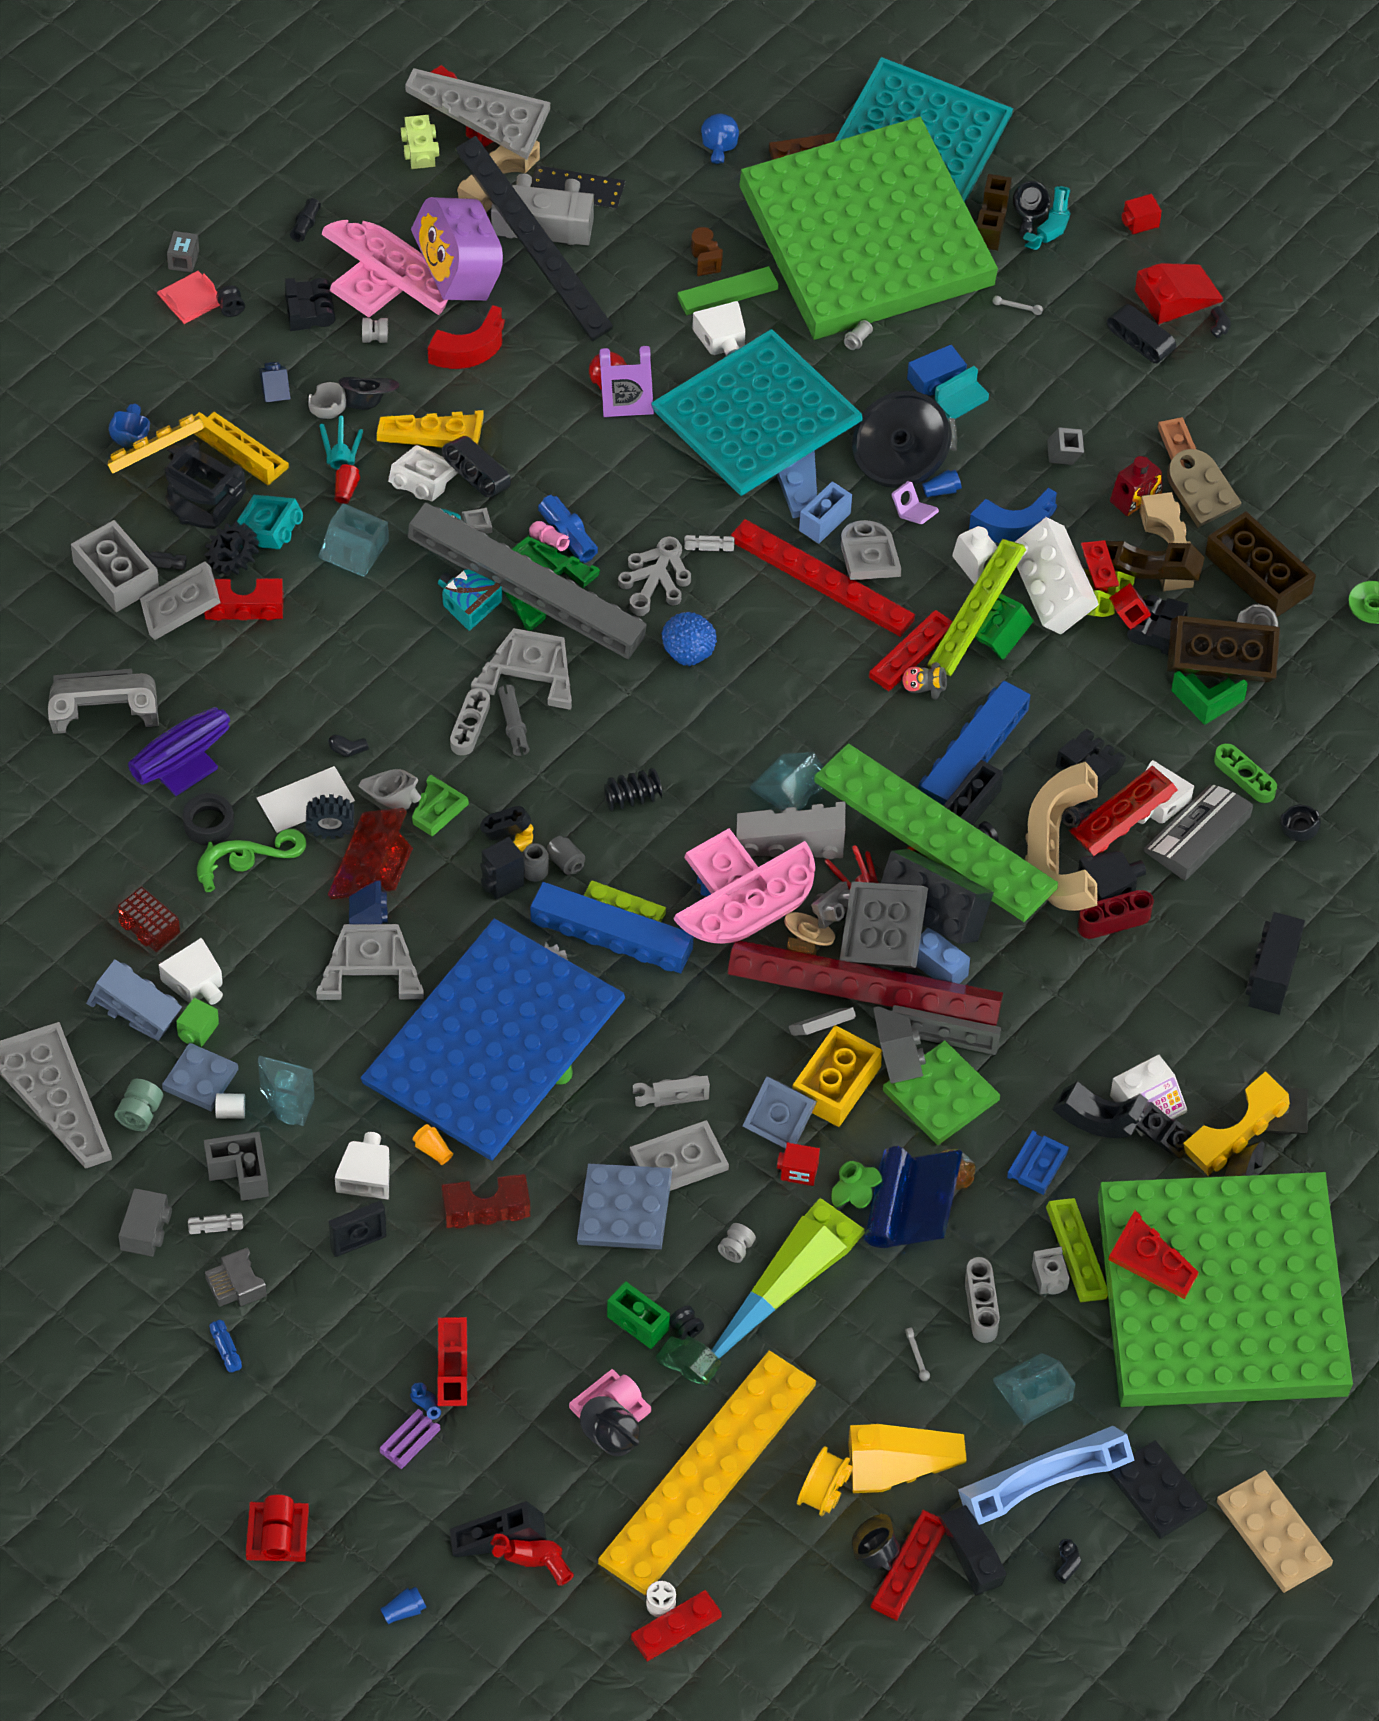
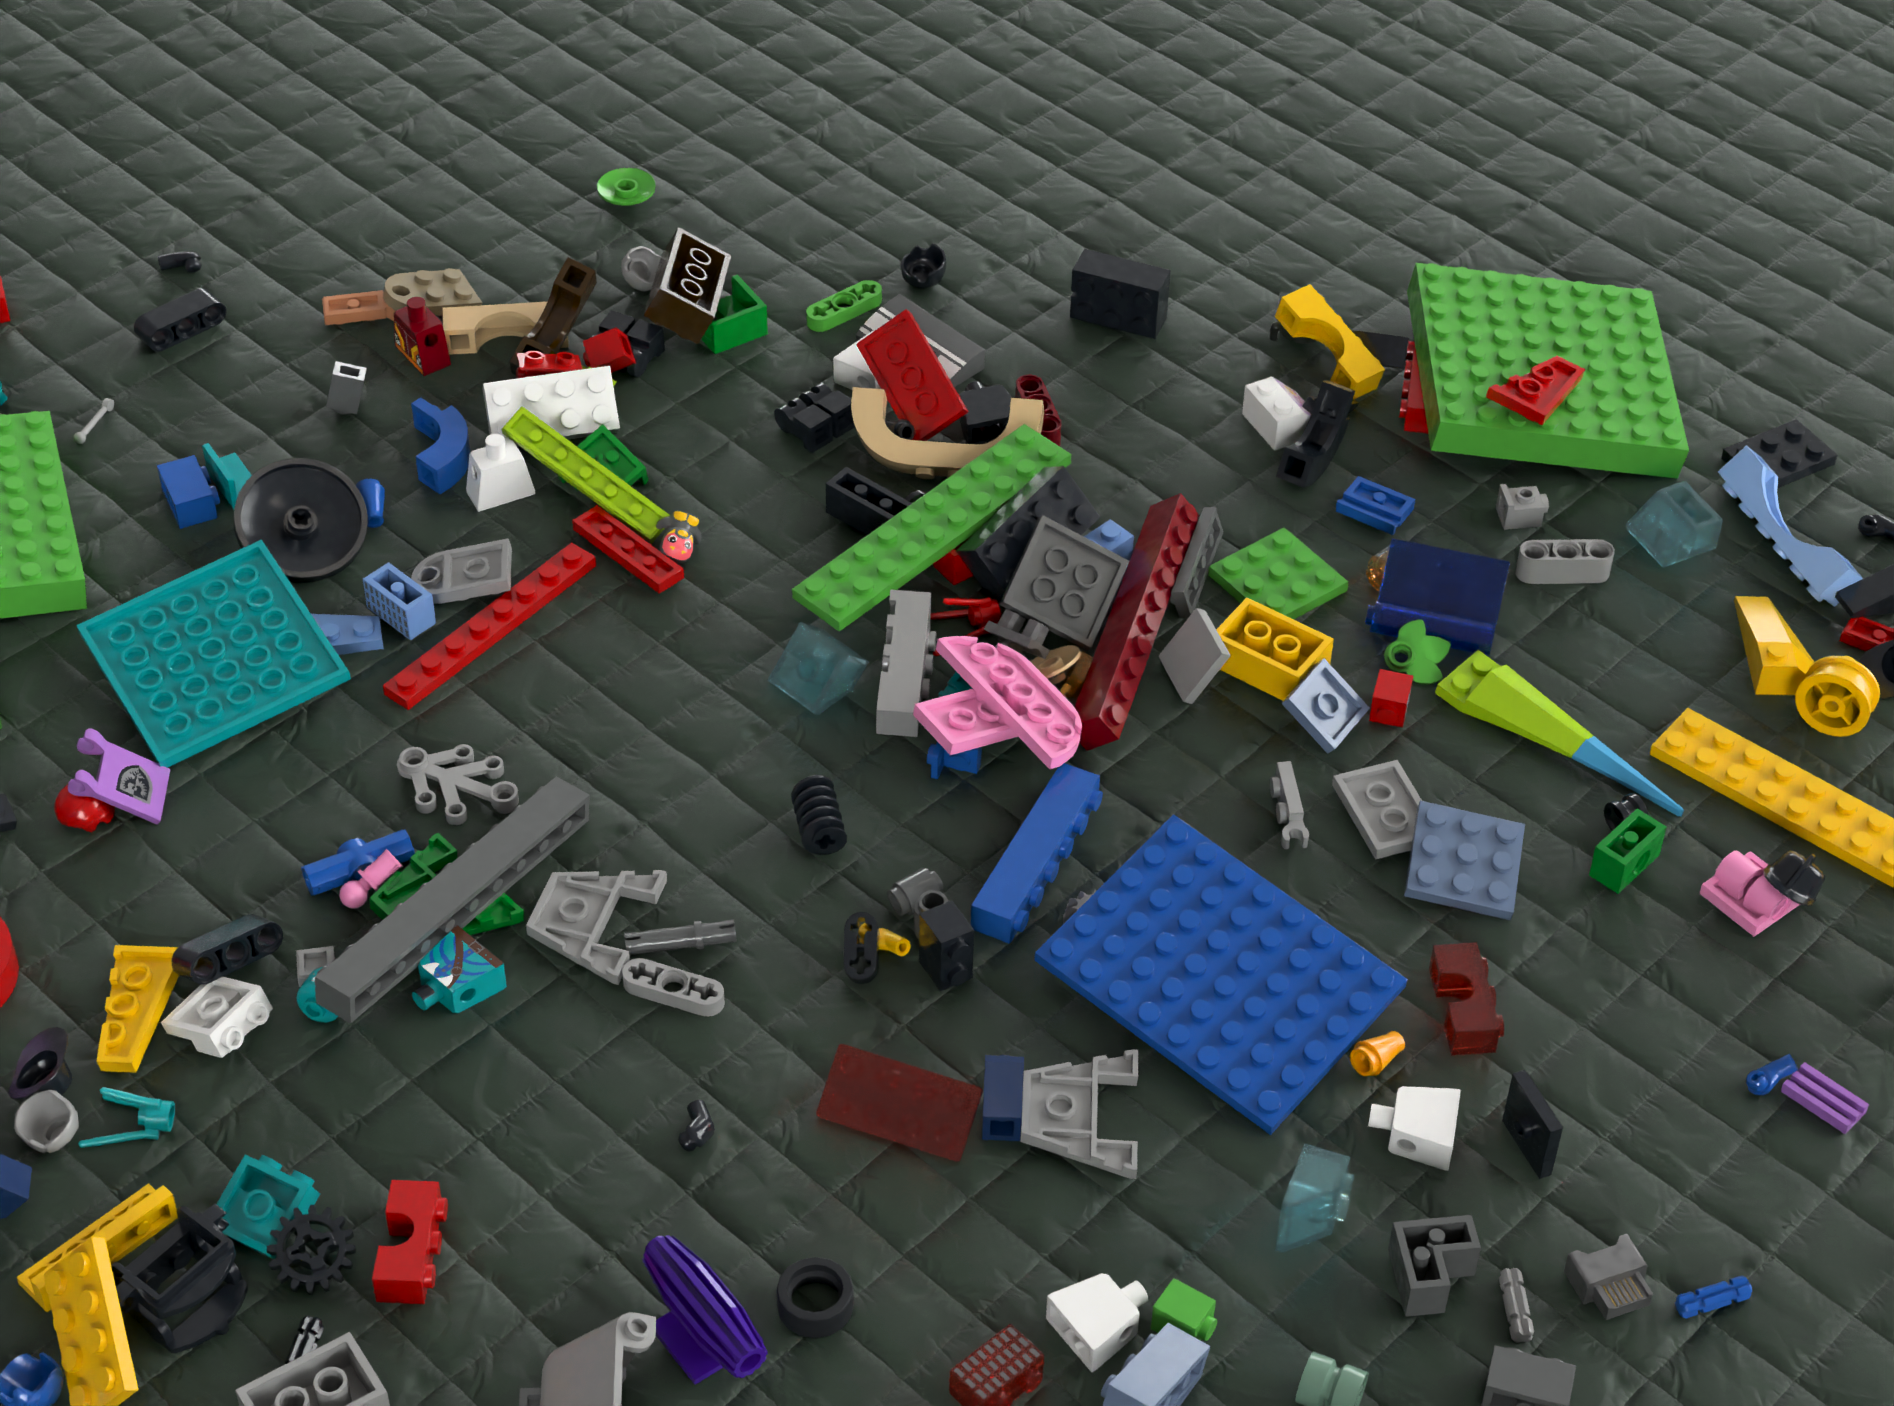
camera: 85 degrees left, 10 degrees down
(180, 600) = (407, 1312): light grey plate -> none
(200, 1076) = (1268, 1320): sand blue plate -> none
(230, 1106) = (1324, 1279): white piece -> none
(247, 848) = (869, 1253): bright green plant -> none
(288, 804) = (782, 1186): white sticker -> none
(329, 816) = (838, 1137): black bush -> none
(345, 483) = (210, 1110): red cone -> none
(354, 540) = (329, 1096): clear light blue slope -> none
(392, 788) = (793, 1062): light grey hat -> none
(437, 806) = (816, 1025): bright green wing -> none
(452, 1361) = (1734, 1043): red arch -> none
(625, 901) = (991, 844): lime plate -> none
(689, 638) = (578, 743): blue hair -> none
(690, 1358) = (1681, 811): clear green brick -> none
(709, 543) = (412, 723): light grey axle -> none
(720, 328) = (51, 684): white torso -> none
(735, 1244) = (1506, 761): light grey wheel -> none
(854, 339) = (105, 563): light grey pin -> none
(899, 1045) = (1232, 578): dark grey slope -> none
(913, 510) = (408, 527): lavender bracket -> none
(924, 1375) = (1610, 629): light grey hinge -> none
(976, 741) = (782, 502): blue brick -> none
(1077, 1250) = (1486, 484): lime plate -> none
(1175, 290) = (121, 291): red slope -> none
(1260, 564) = (535, 259): dark brown brick -> none
(1274, 1531) = (1813, 380): tan plate -> none

